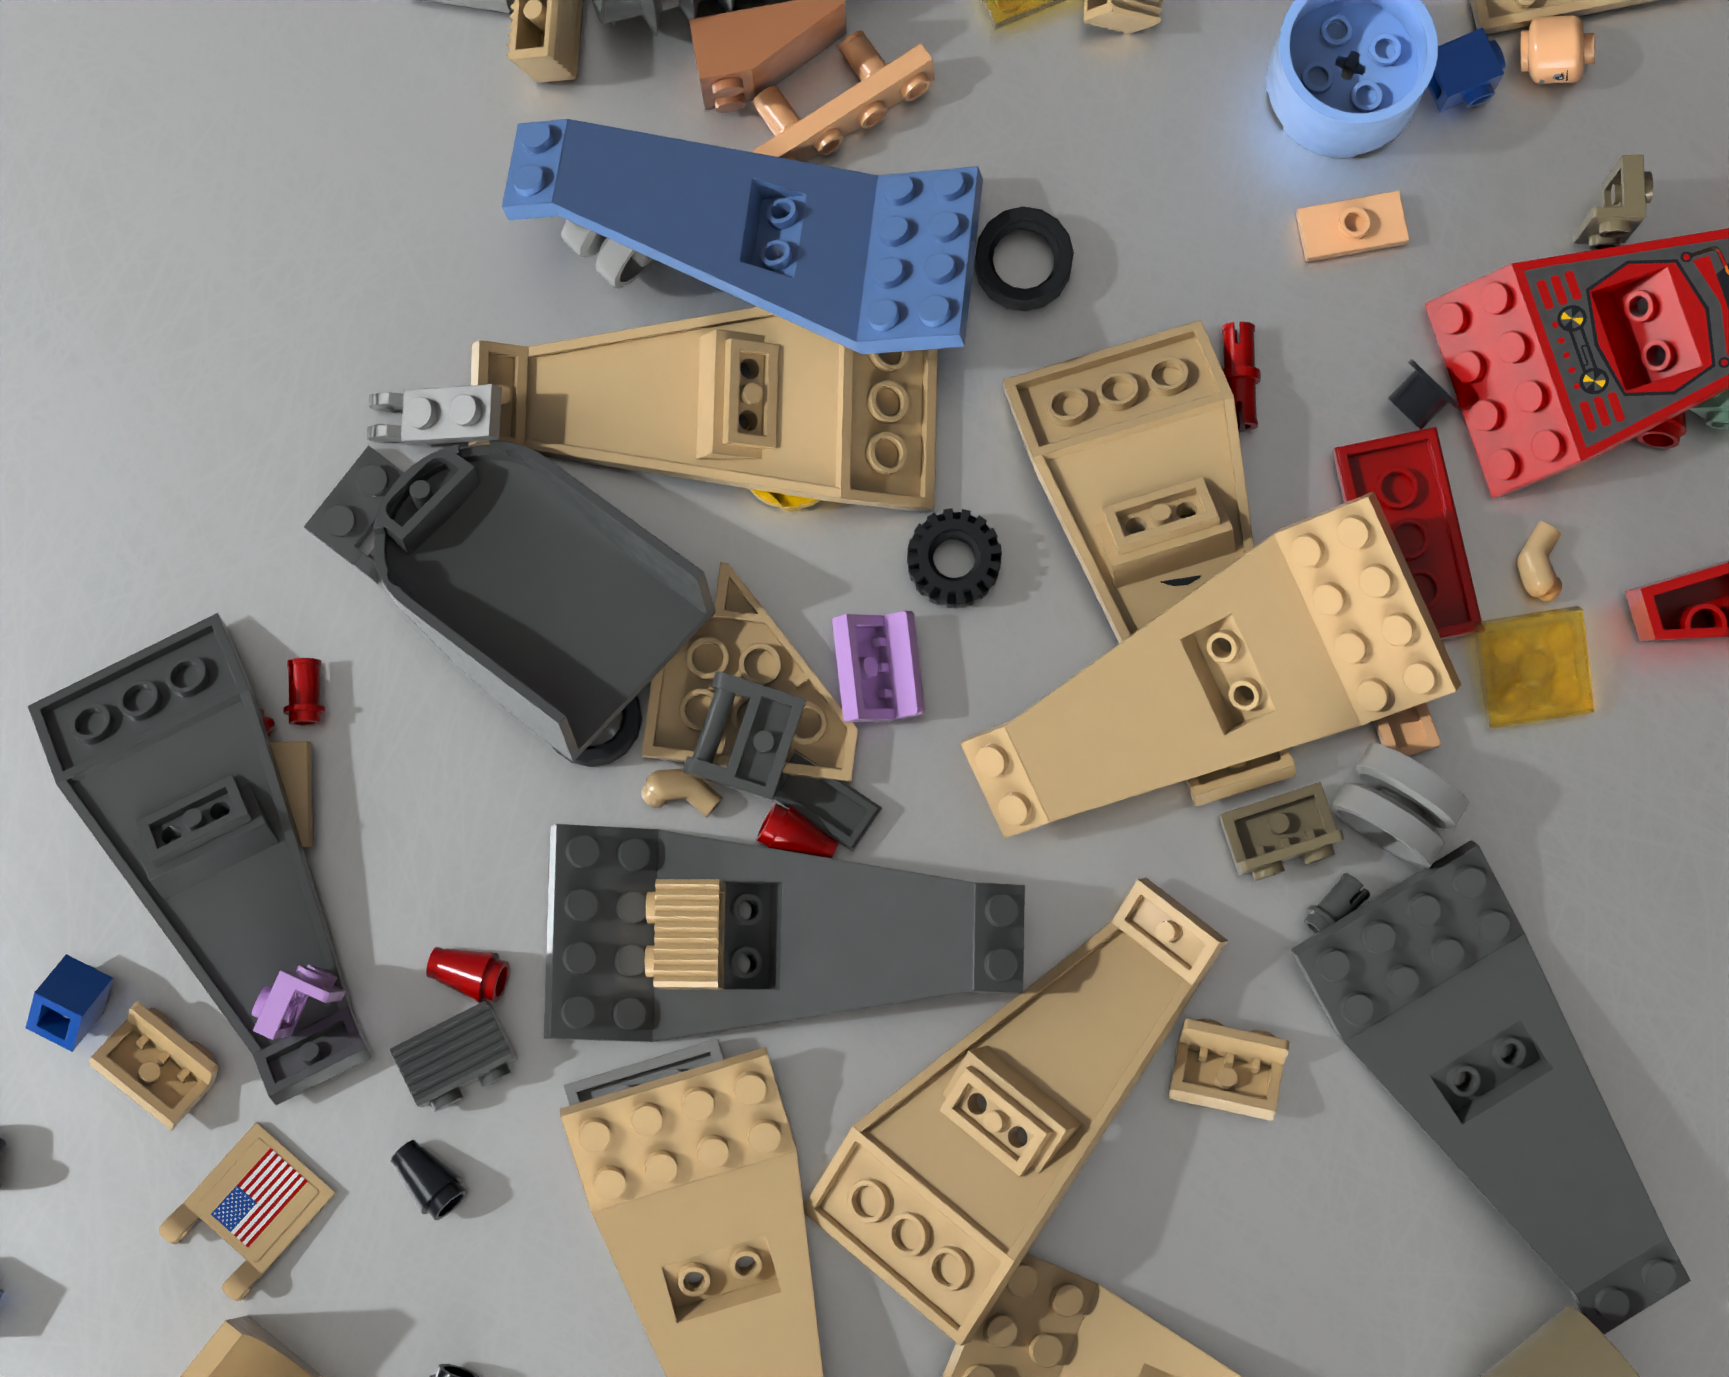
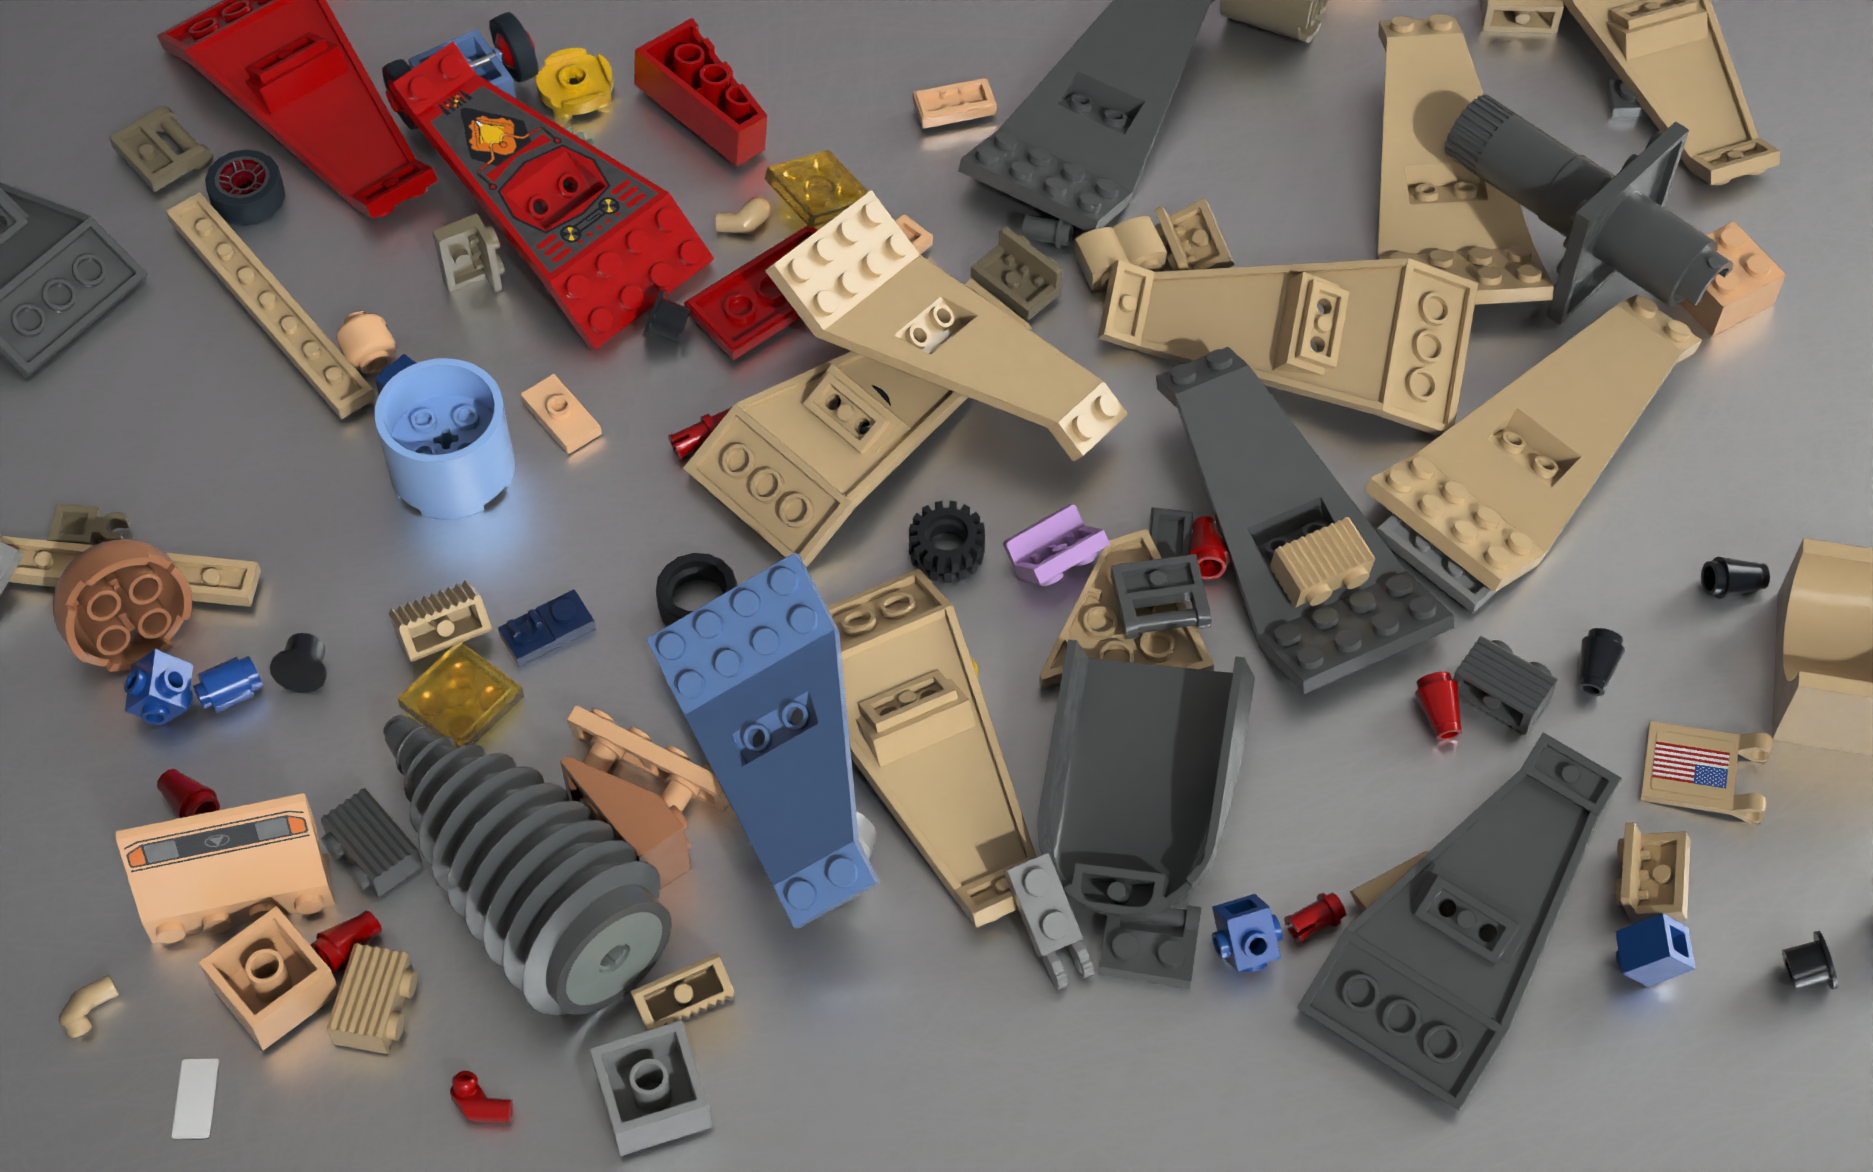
camera: 120 degrees left, 25 degrees down
(283, 1004) = (1547, 780): lavender bracket -> none
(314, 602) = (1246, 933): none -> blue brick
(674, 784) = (1219, 639): tan arm -> none
(1070, 89) = (546, 627): none -> dark blue plate
(1251, 972) = (1128, 241): none -> tan brick
(1400, 805) = (960, 207): light grey wheel -> none
(1595, 903) = (954, 103): none -> light nougat plate

